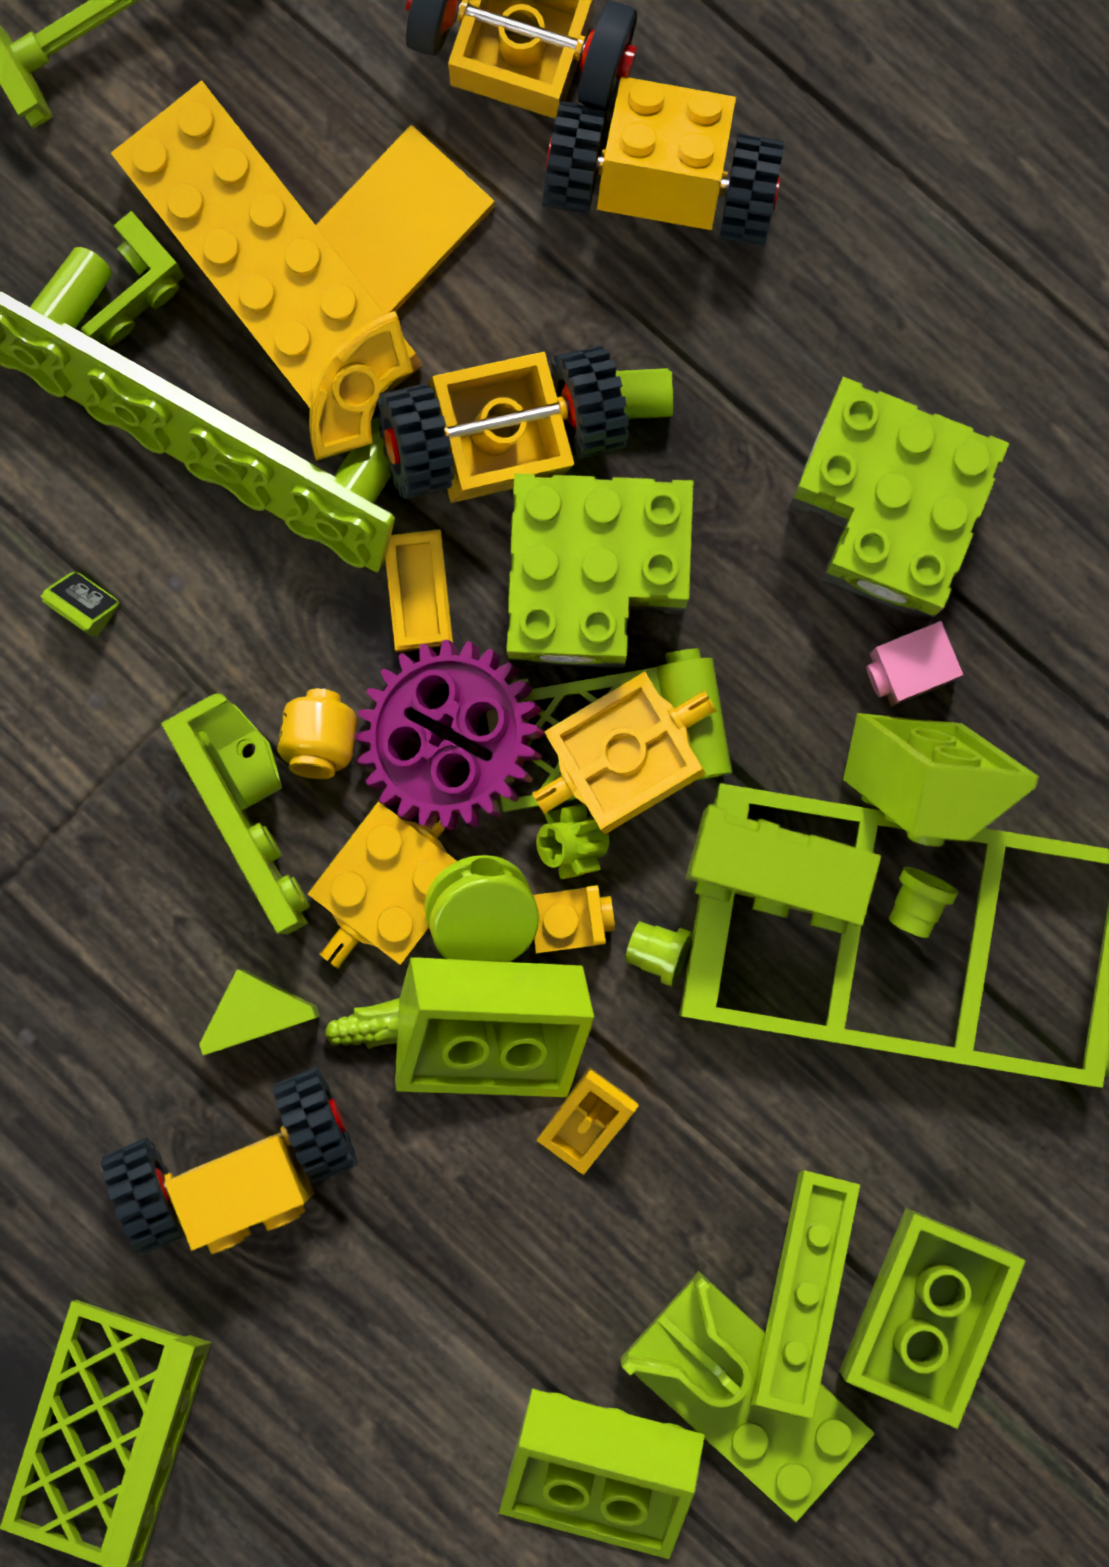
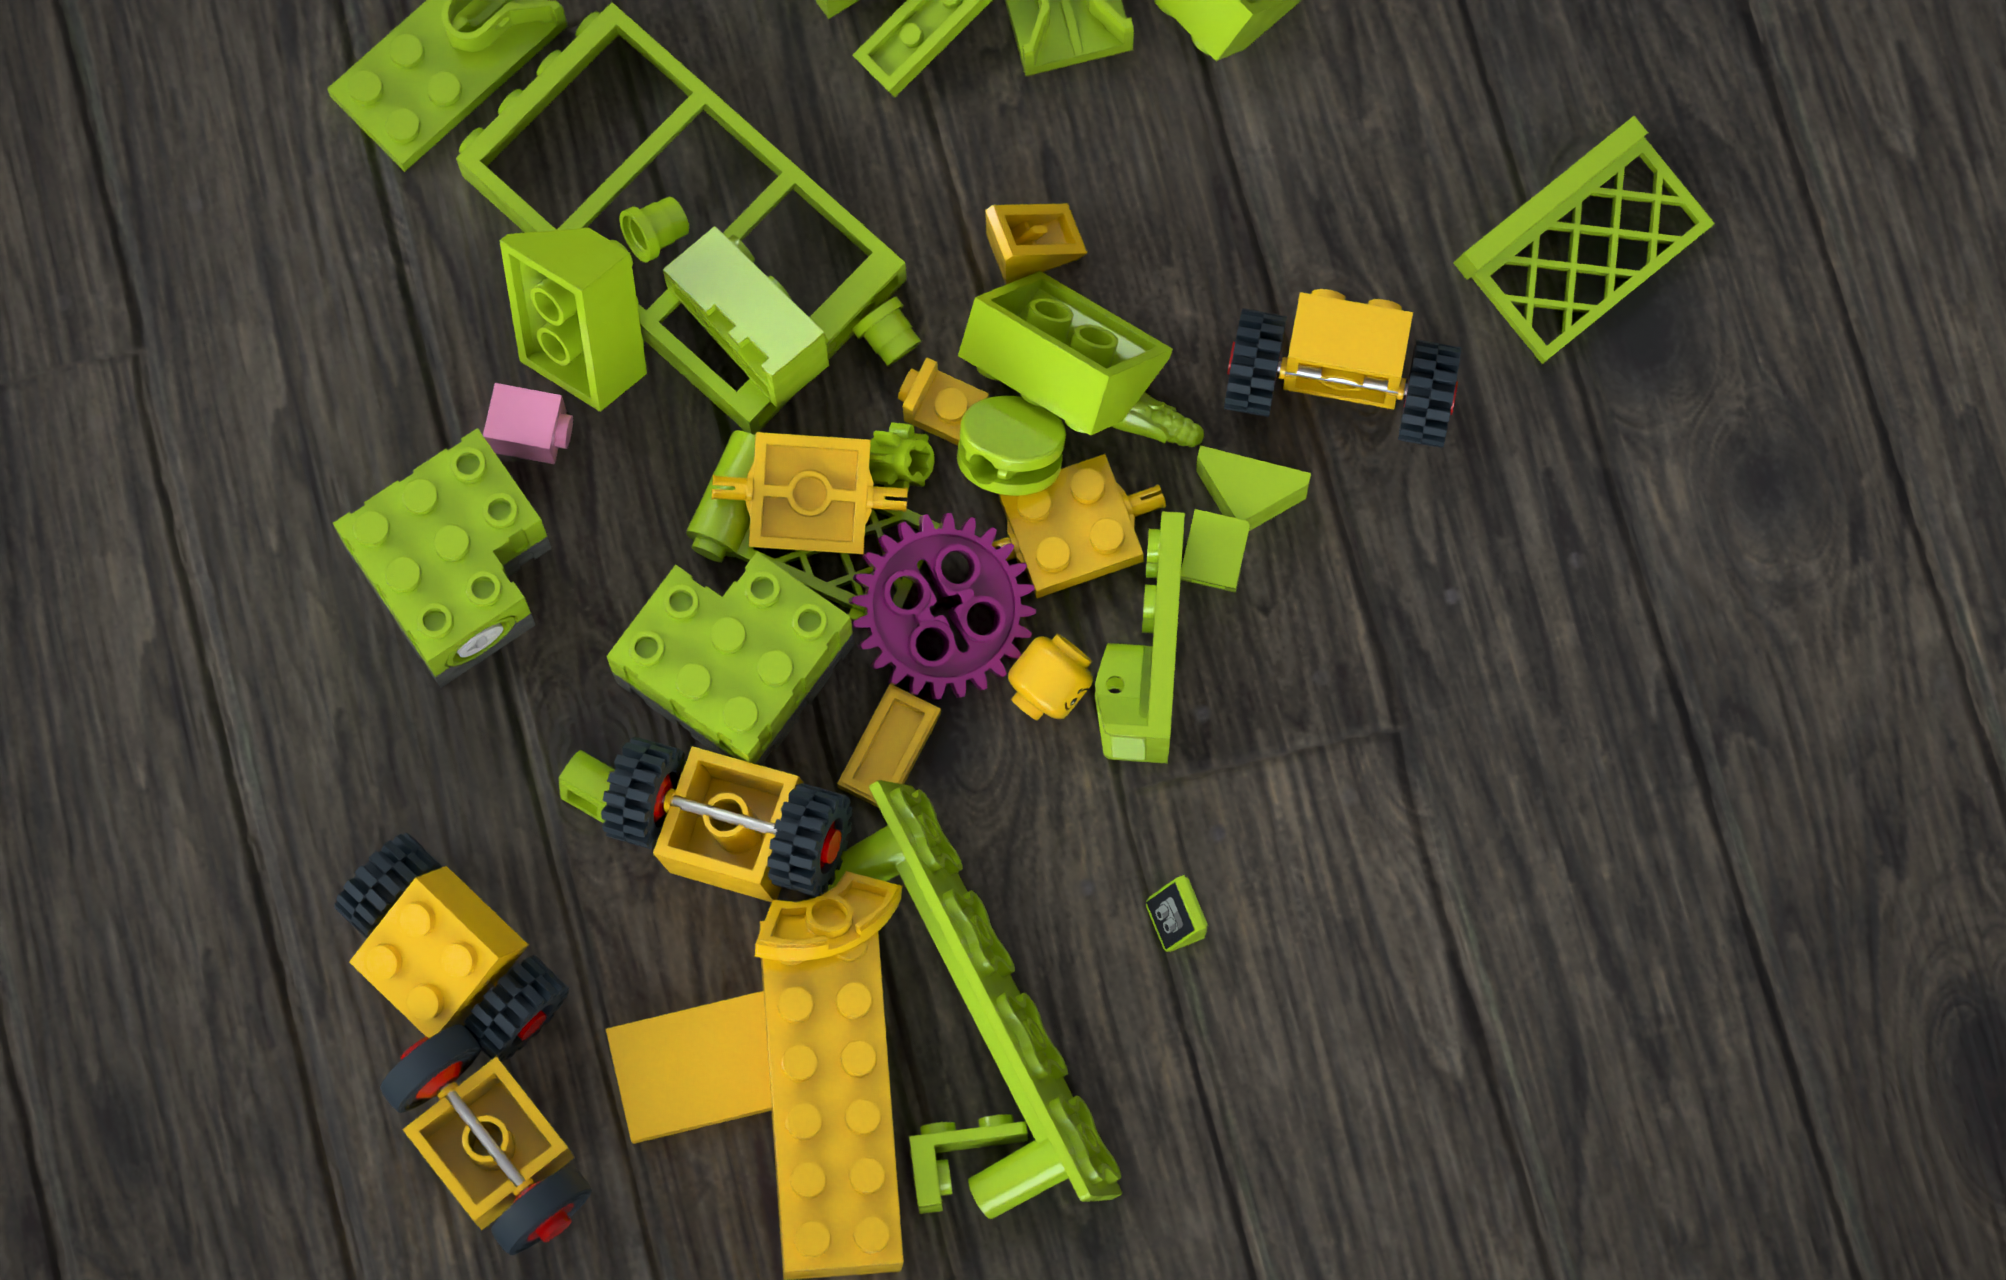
camera: 145 degrees left, 10 degrees down
(244, 934) = (1215, 550): none -> lime panel

